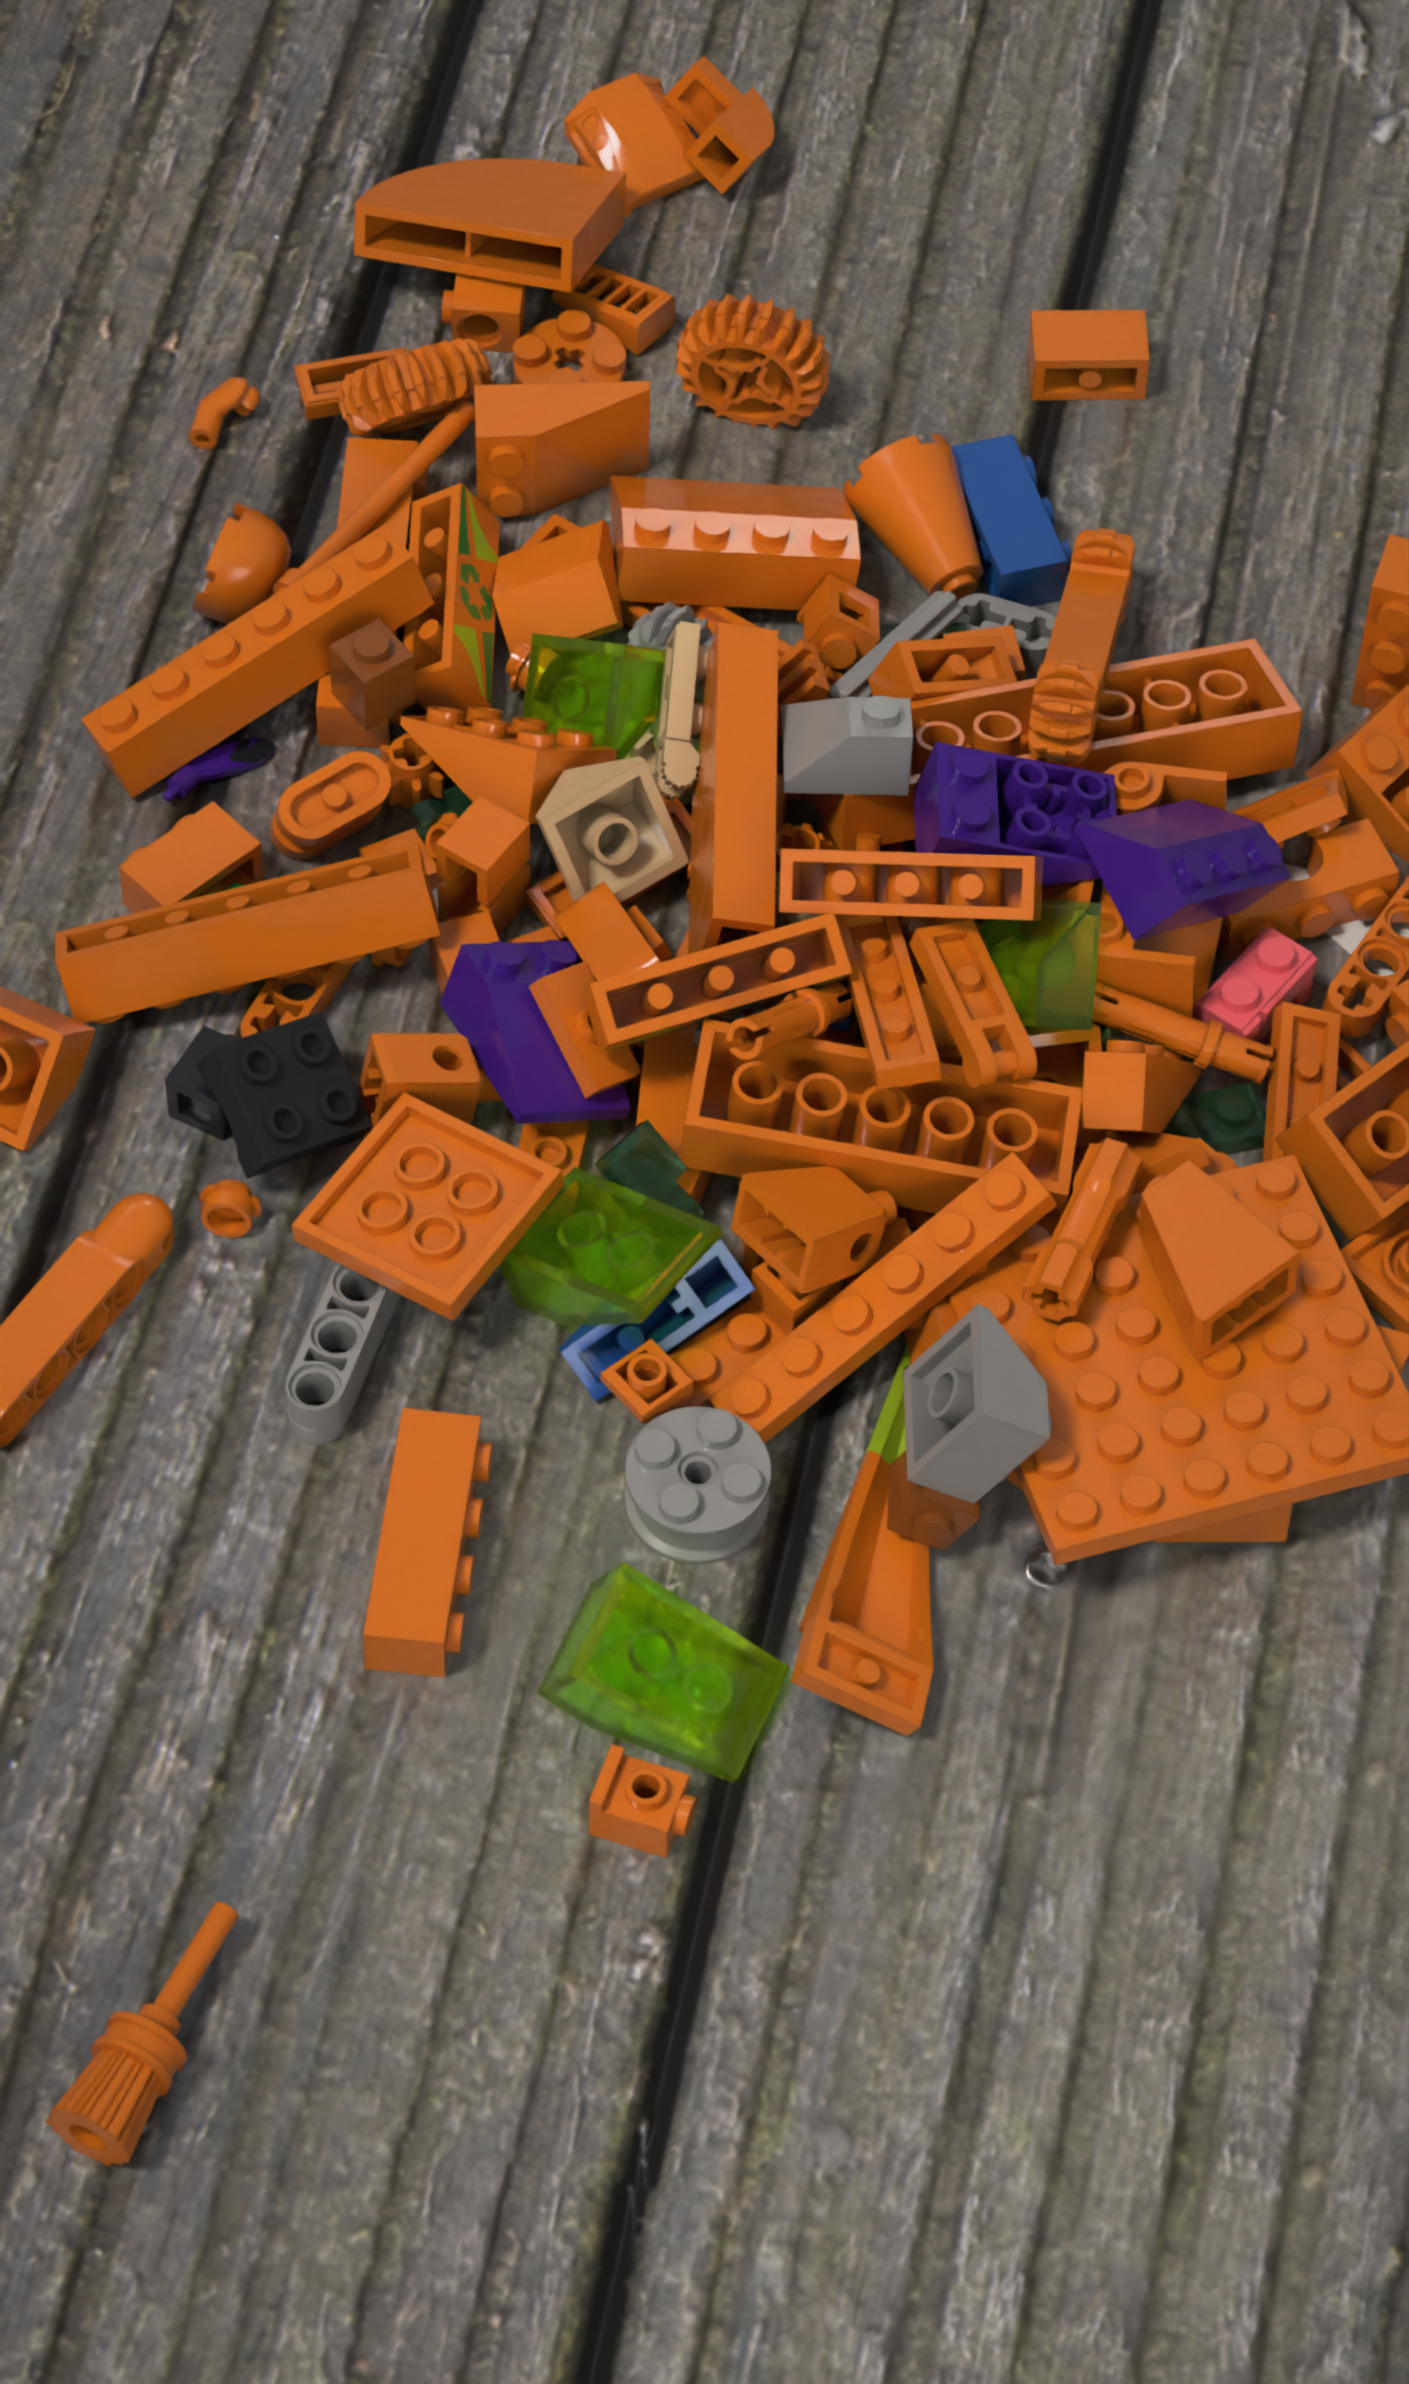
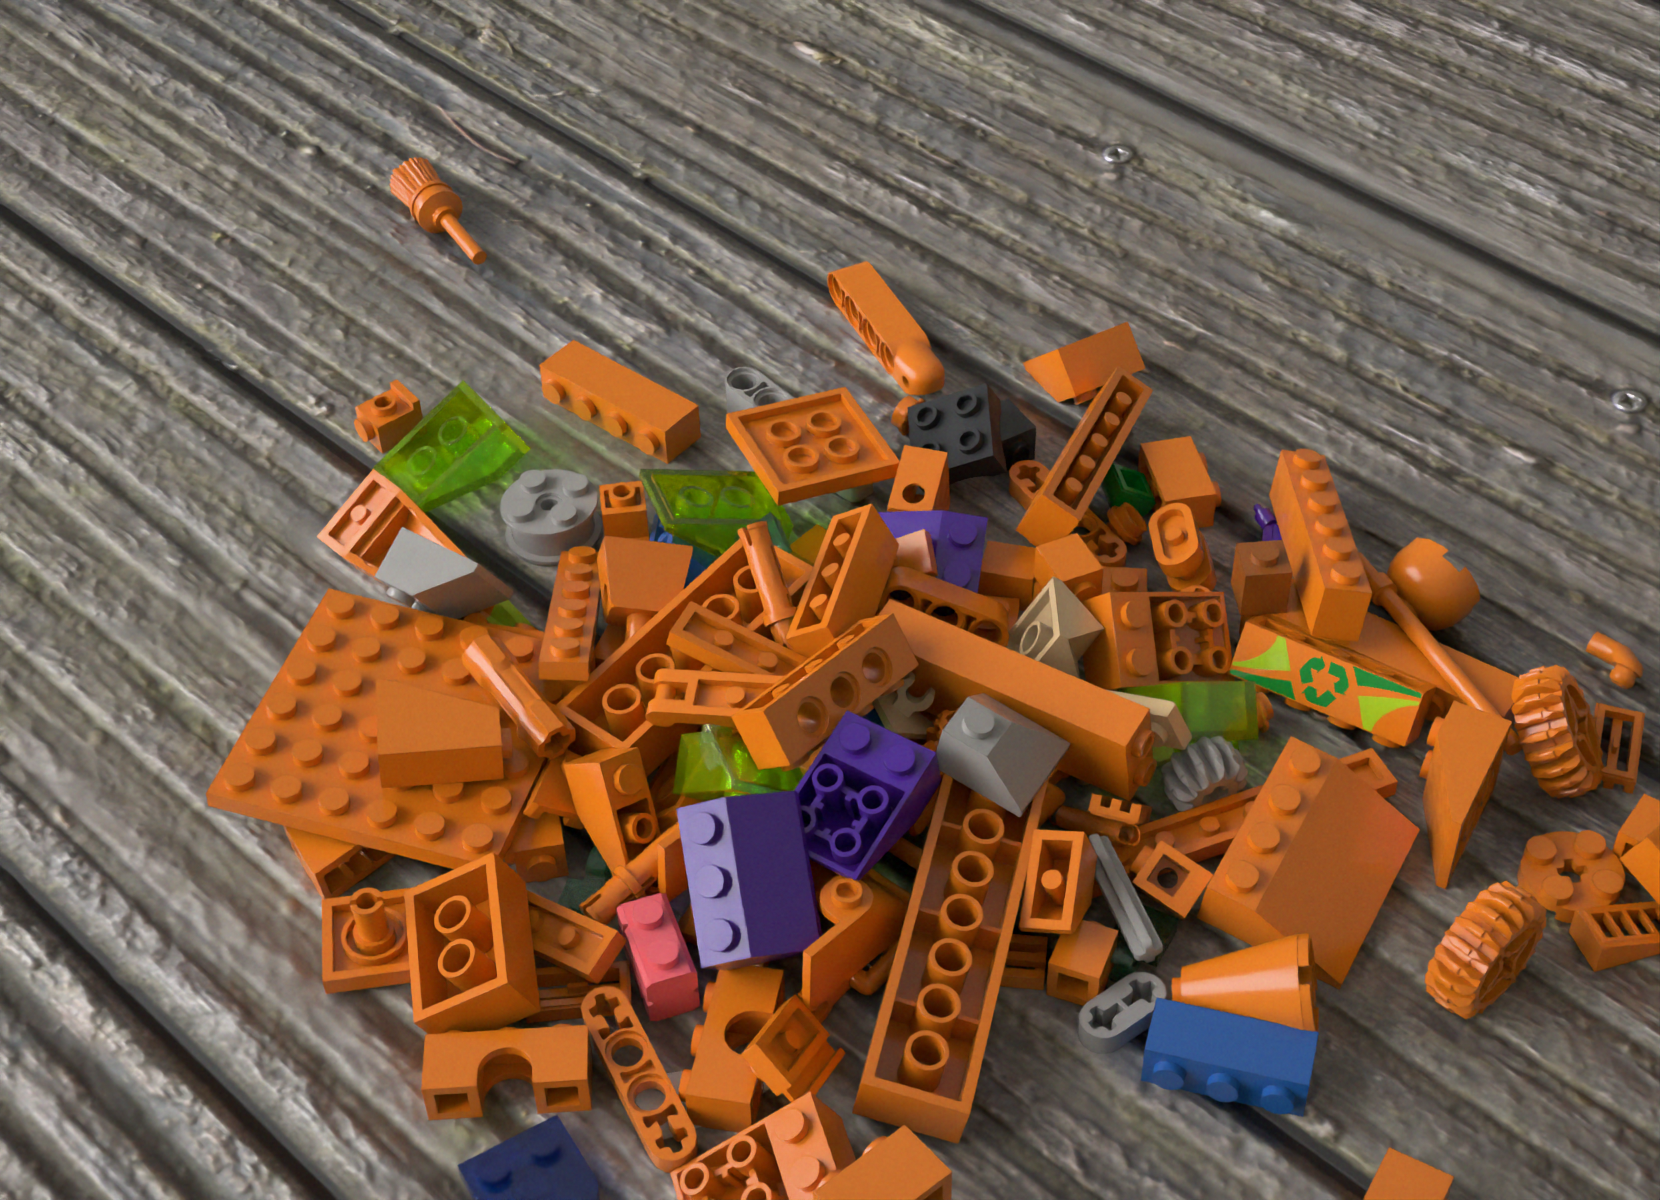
camera: 125 degrees right, 10 degrees down
(559, 587) = (1316, 726): orange slope -> none
(1081, 647) = (1107, 1059): orange arm -> none

